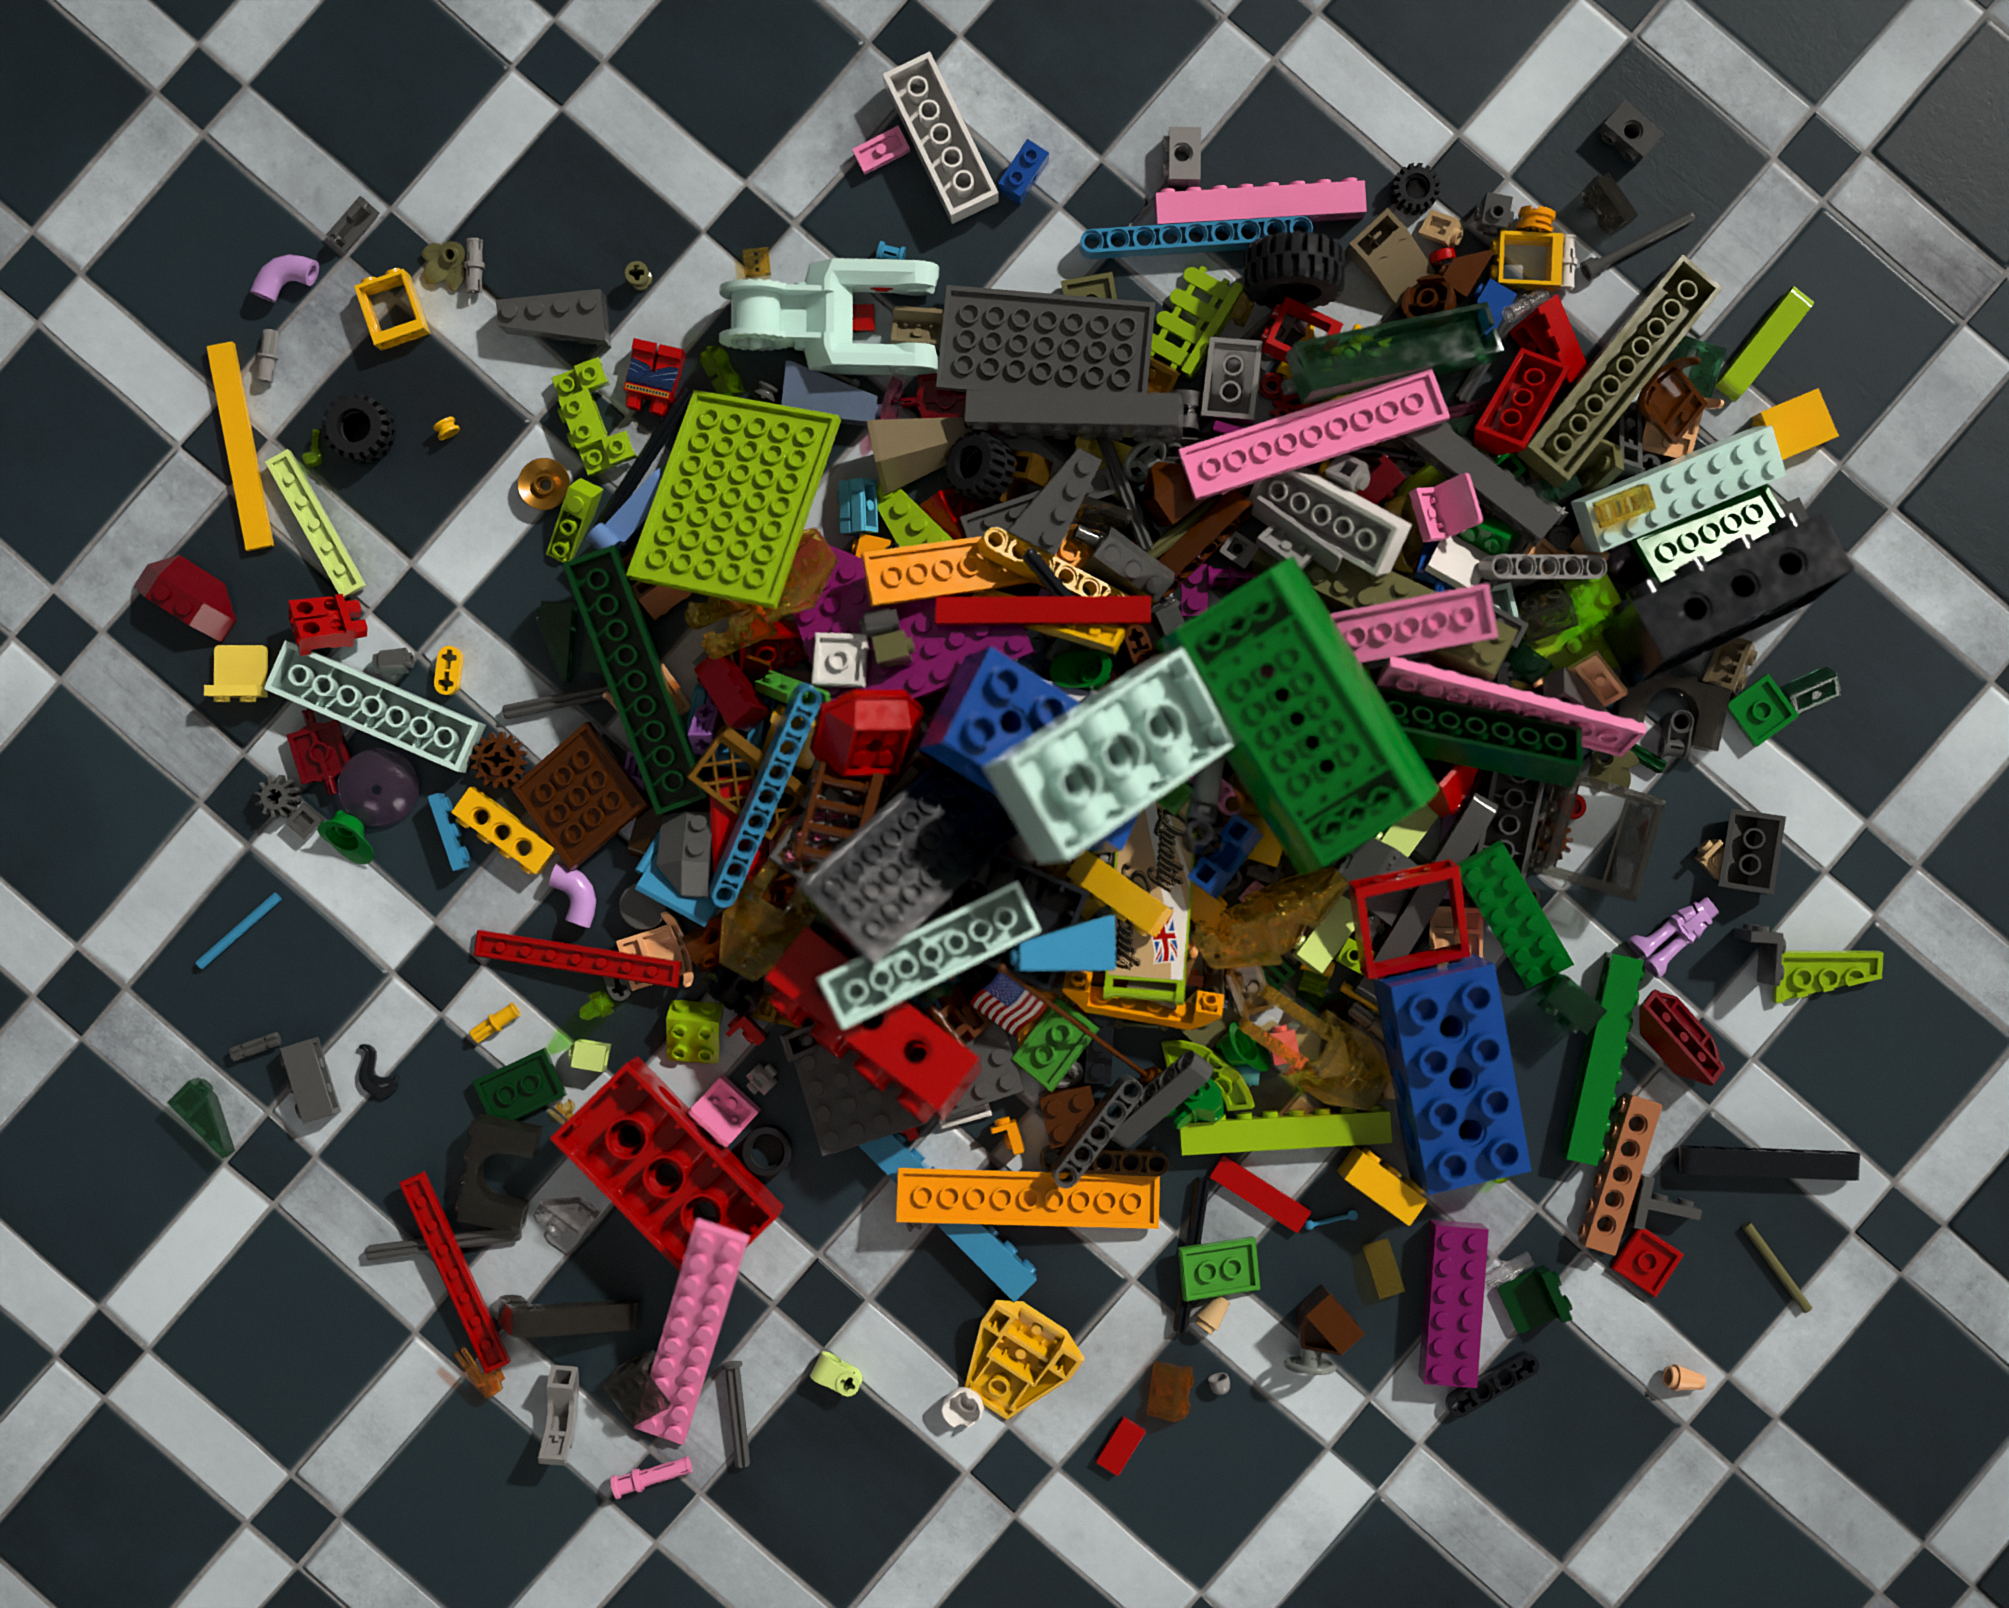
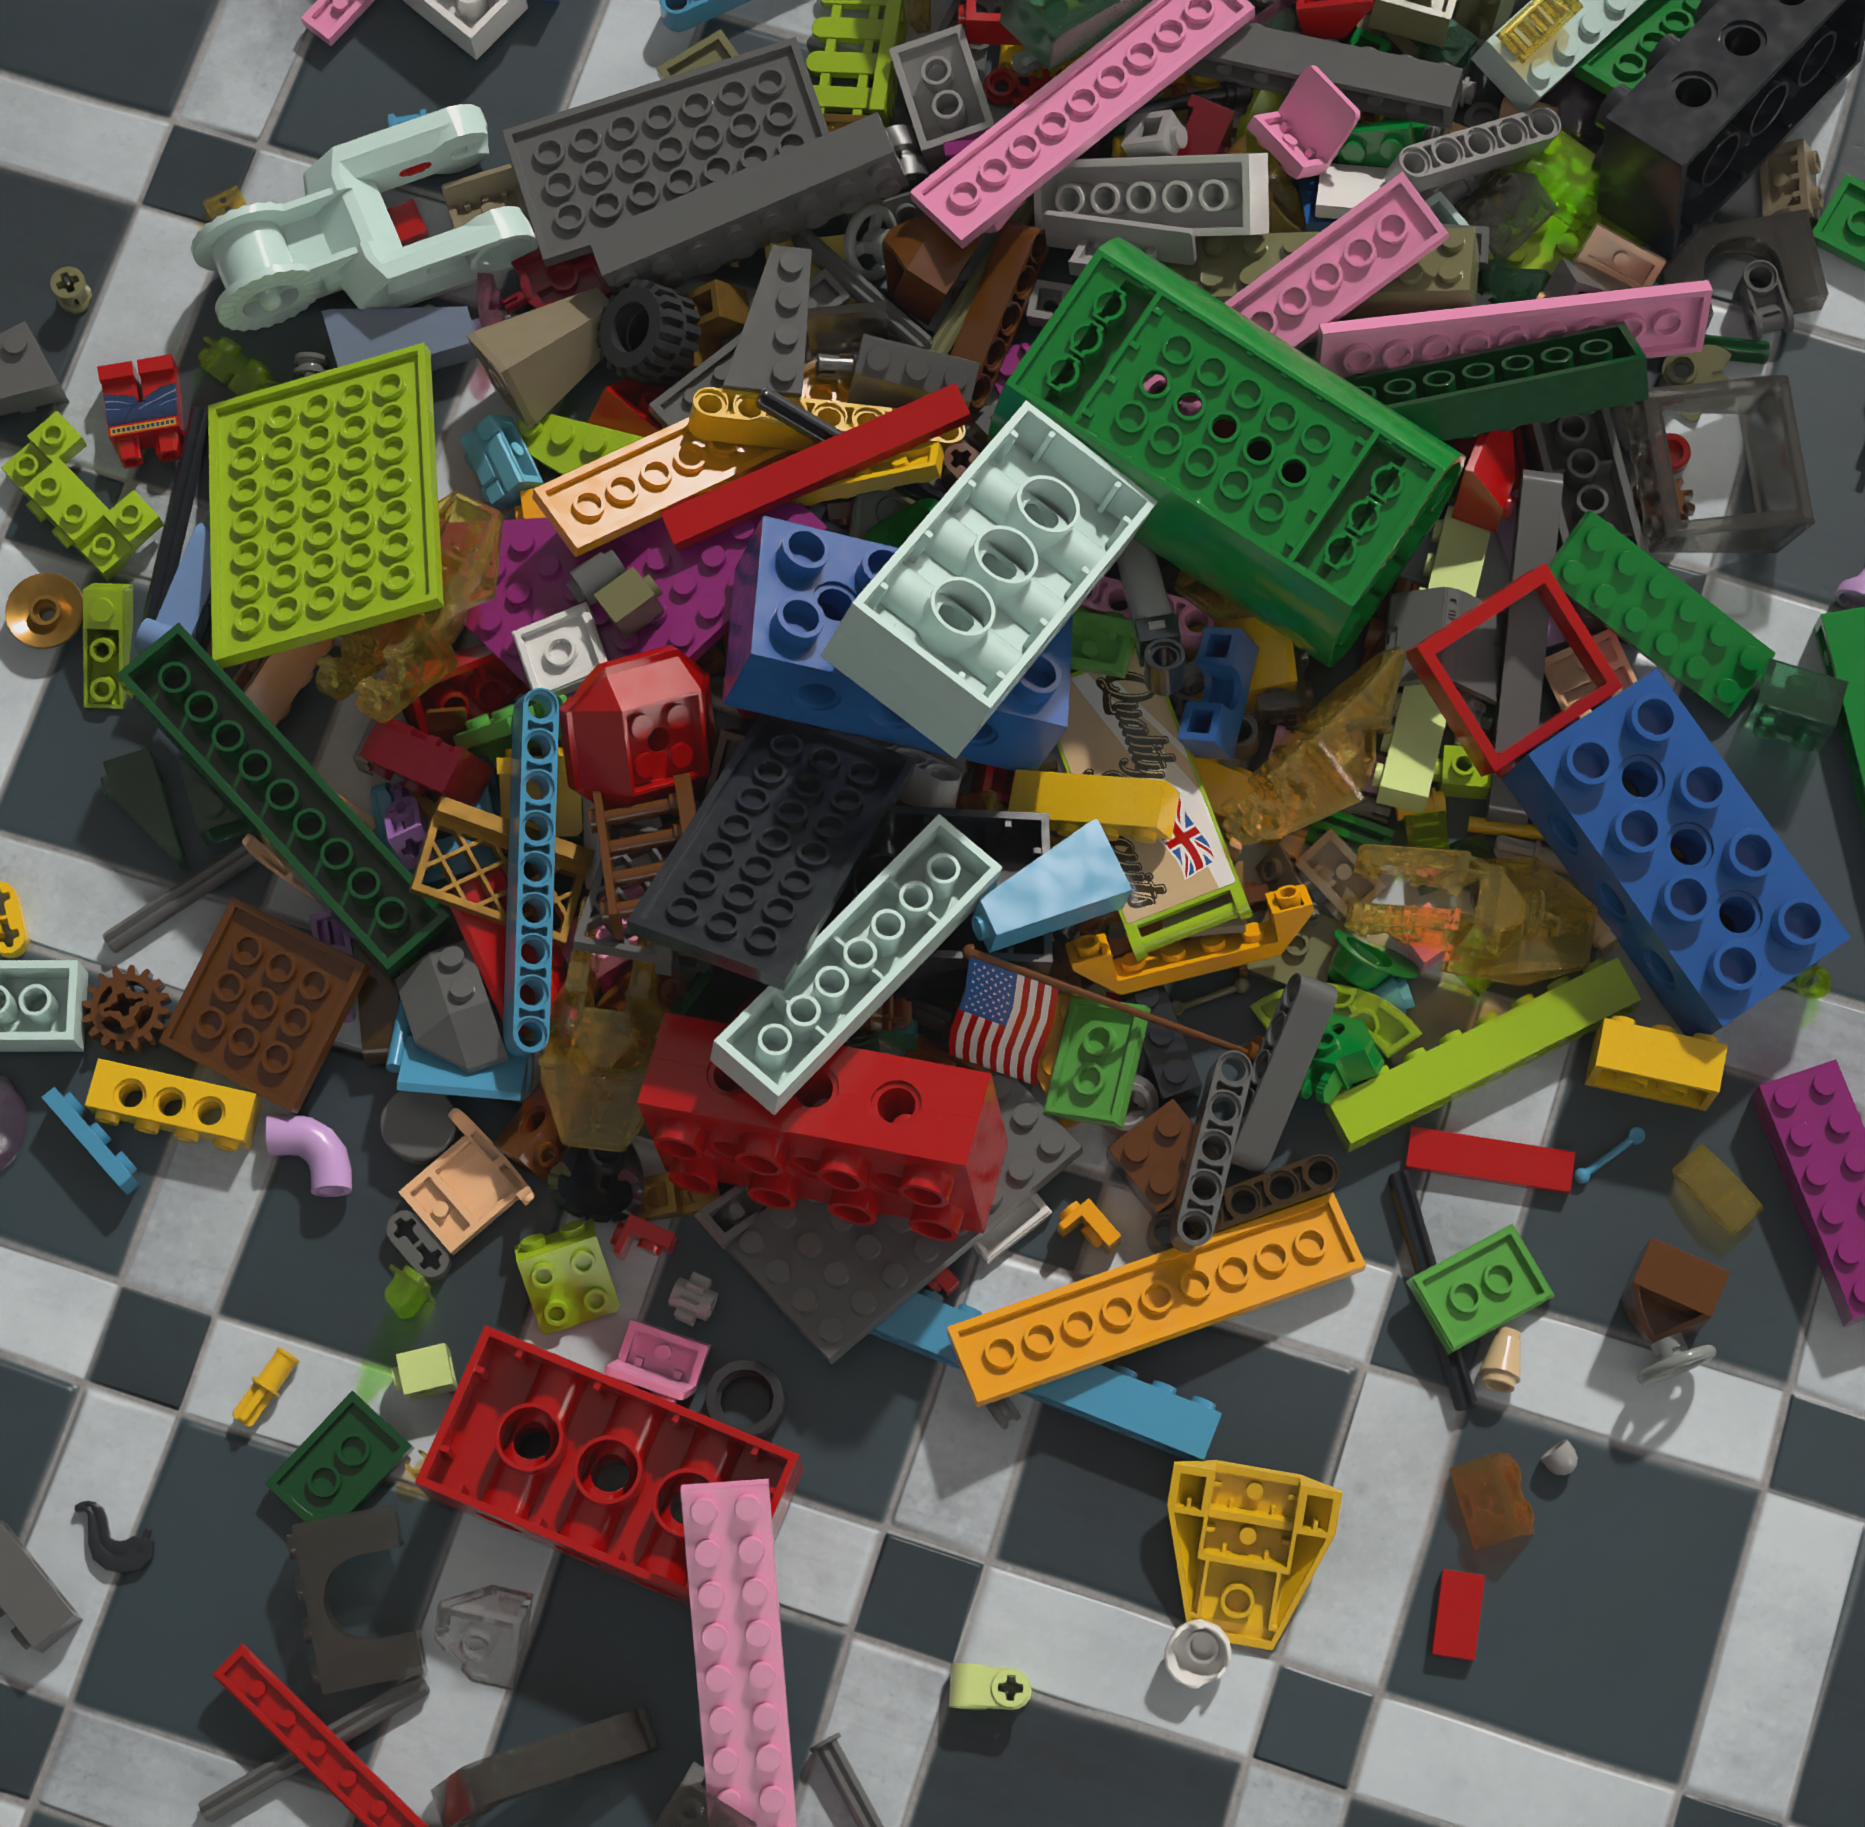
camera: 20 degrees left, 15 degrees down
(577, 958) = (351, 1239): red tile -> none

